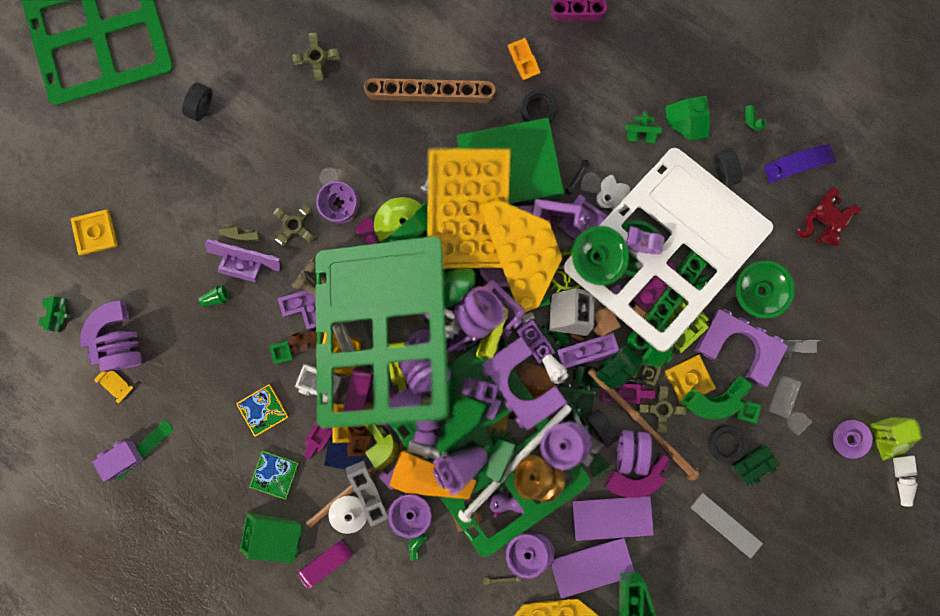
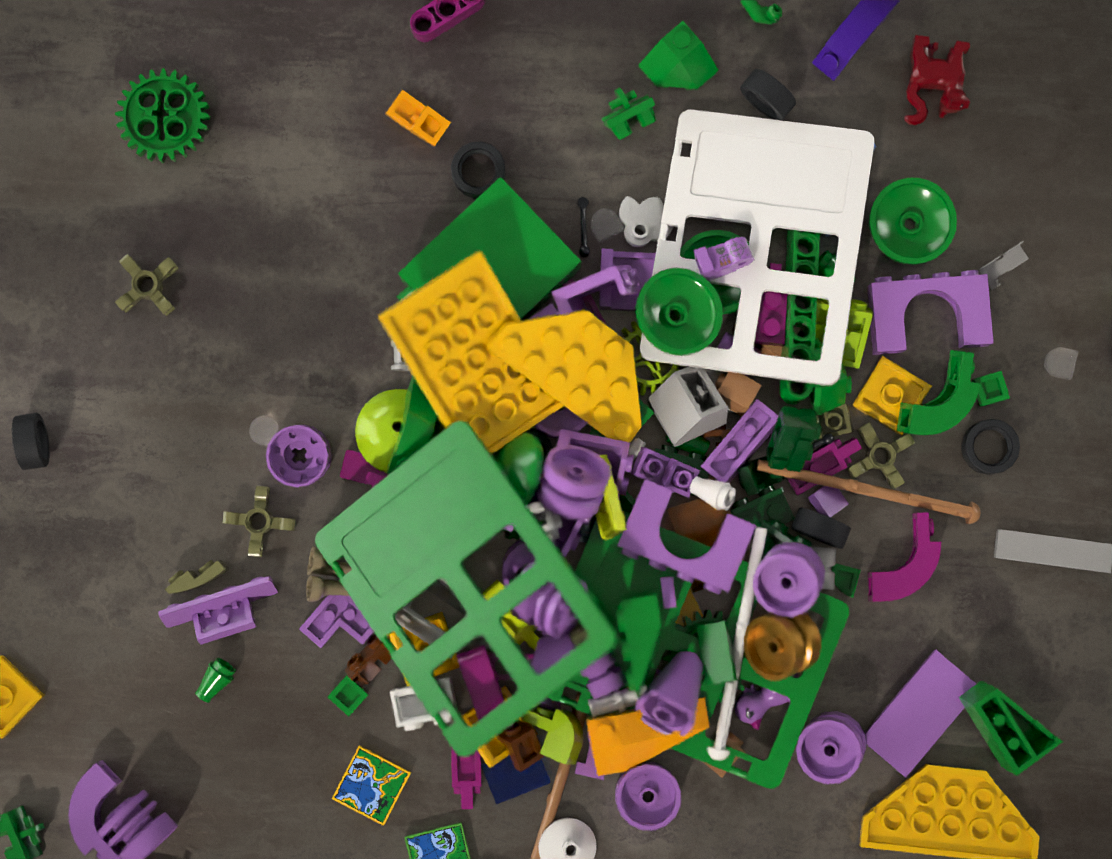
camera: 40 degrees left, 0 degrees up
(367, 492) = (575, 803): light grey arch -> none
(414, 544) = (677, 833): green arm -> none
(421, 85) = (308, 235): medium nougat beam -> none
(477, 389) = (632, 581): medium lavender leg -> none
(486, 580) = (798, 817): olive hinge -> none
(612, 518) = (905, 634): medium lavender tile -> none
(616, 415) = (828, 501): none -> medium lavender tile
(634, 452) = (880, 533): medium lavender wheel -> none
(755, 465) = (1042, 451): dark green brick -> none
(785, 397) = (1024, 340): clear tile -> none

